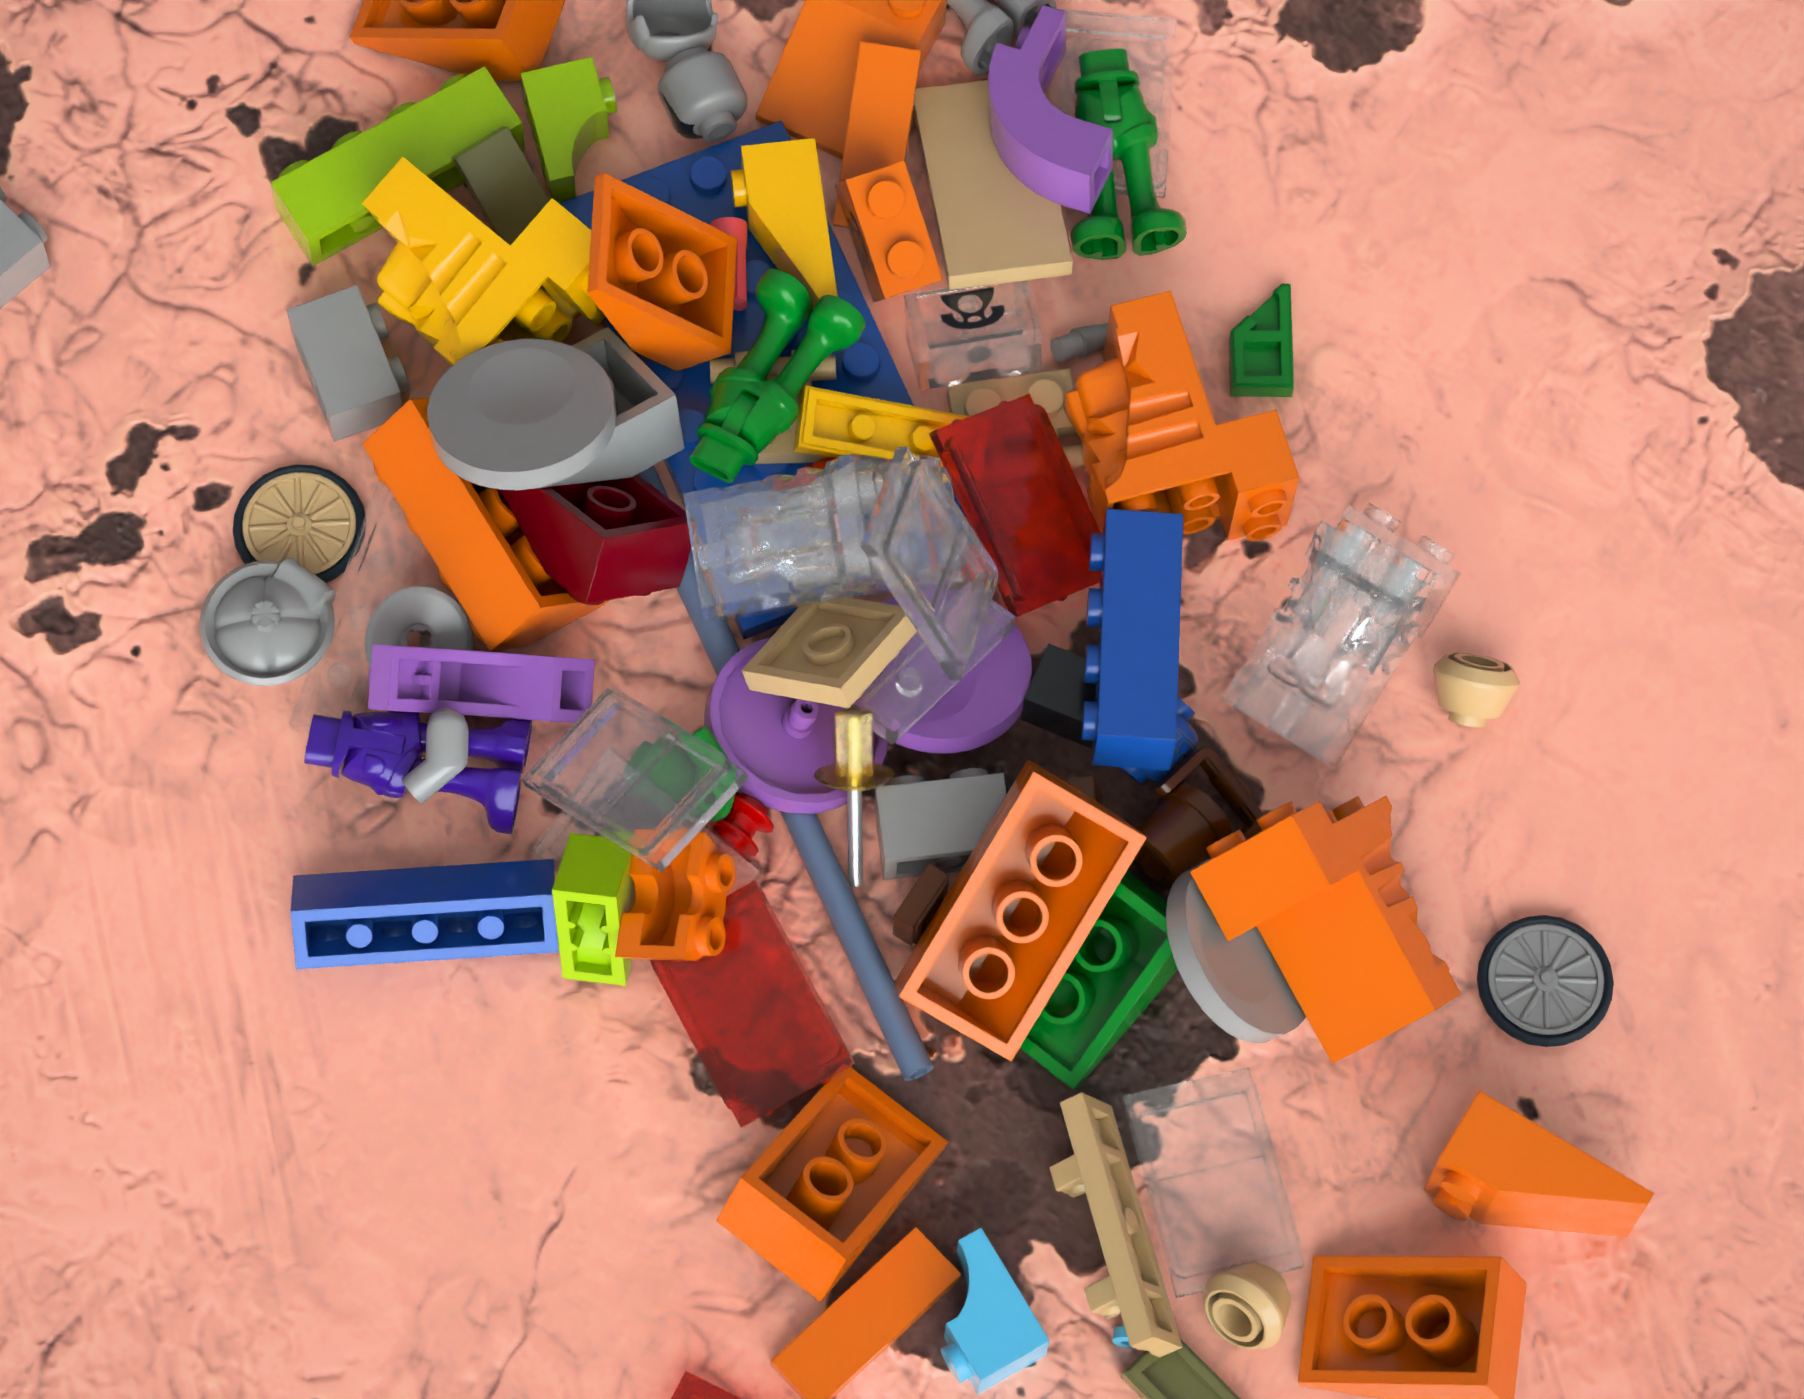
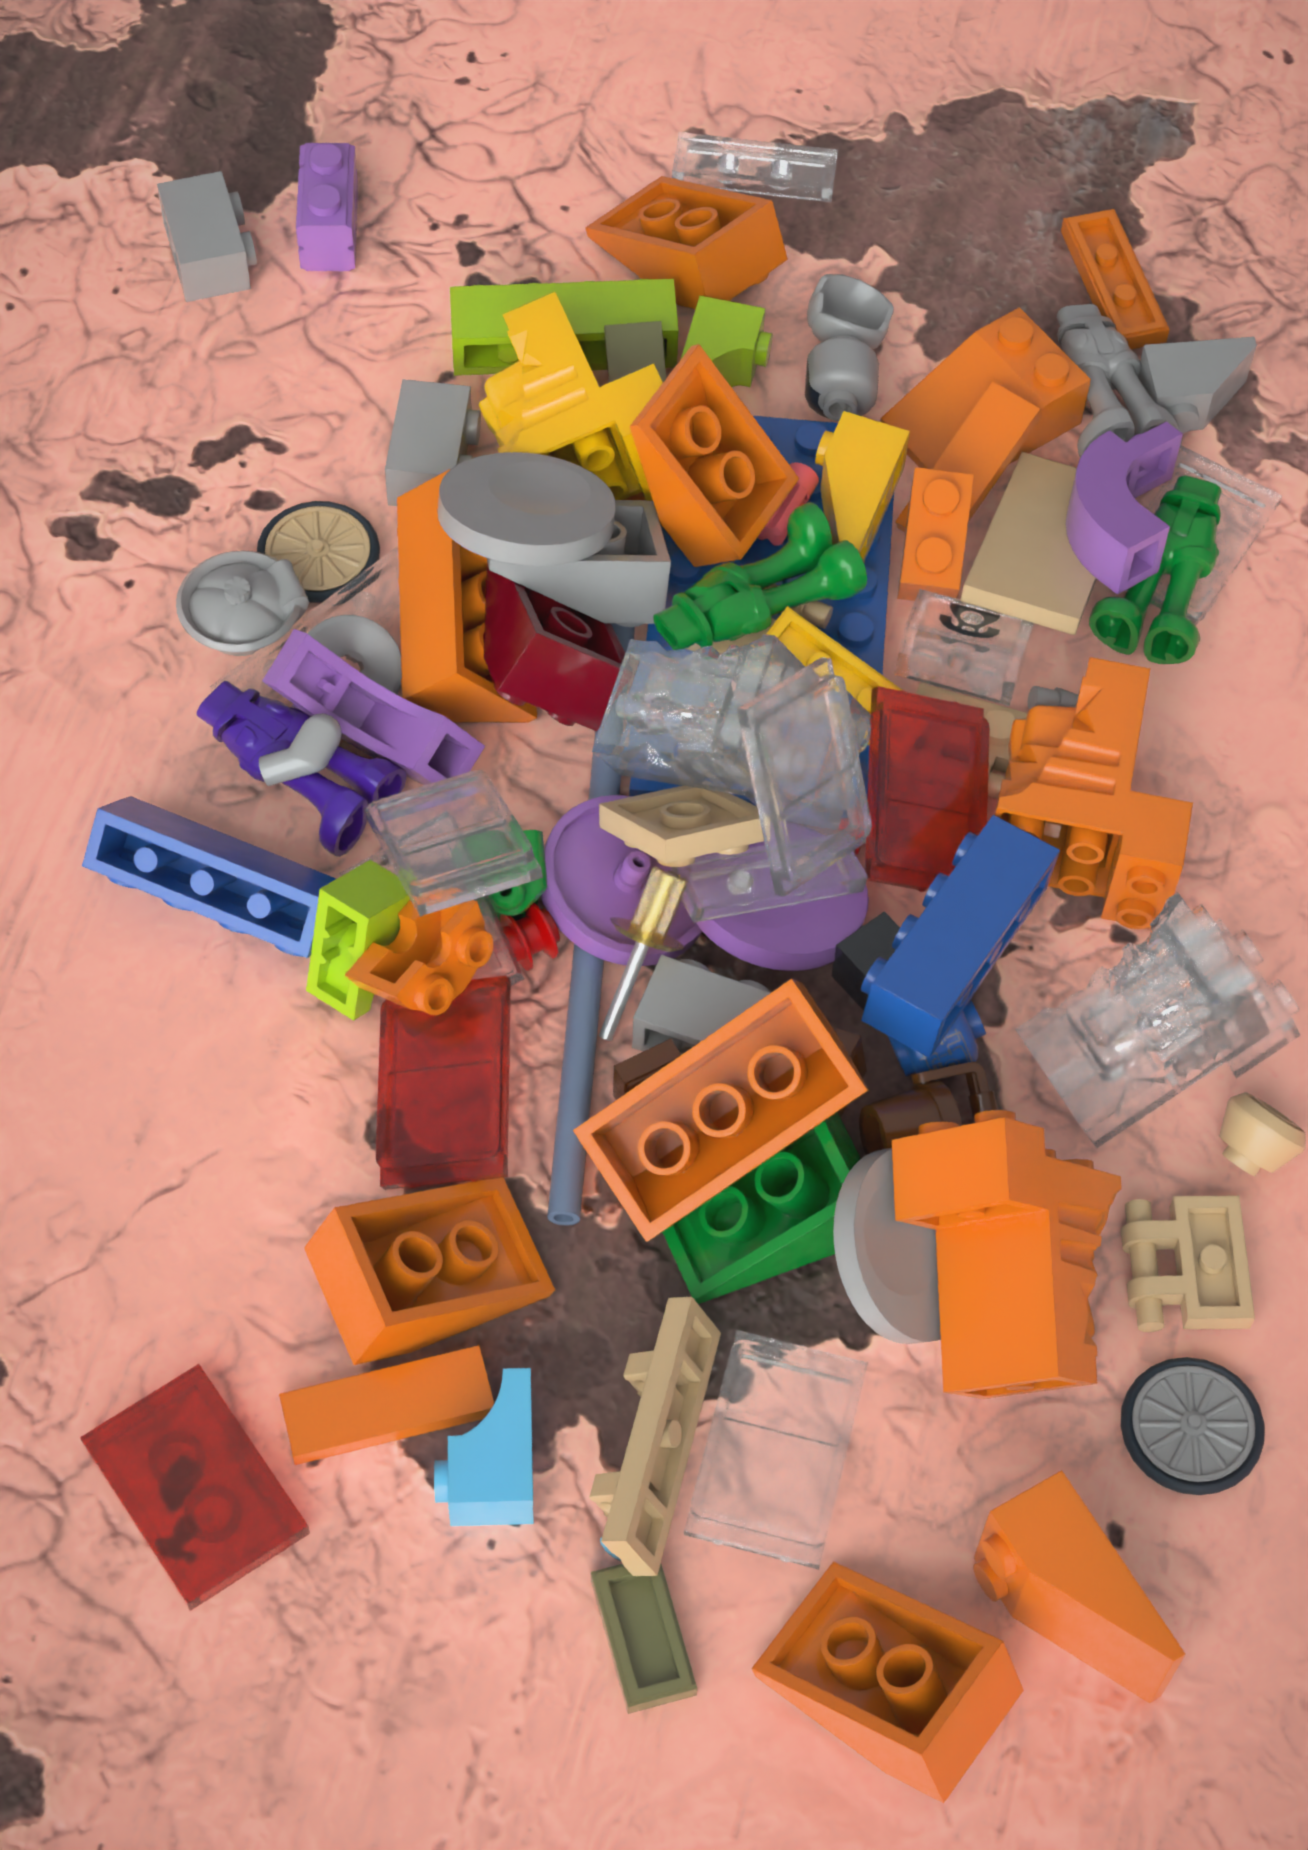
camera: 30 degrees right, 10 degrees down
(83, 143) = (327, 207): none -> medium lavender brick
(1248, 1305) = (742, 1569): tan cone -> none
(1263, 350) = (1219, 778): green tile -> none
(1487, 825) = (1209, 1261): none -> tan plate

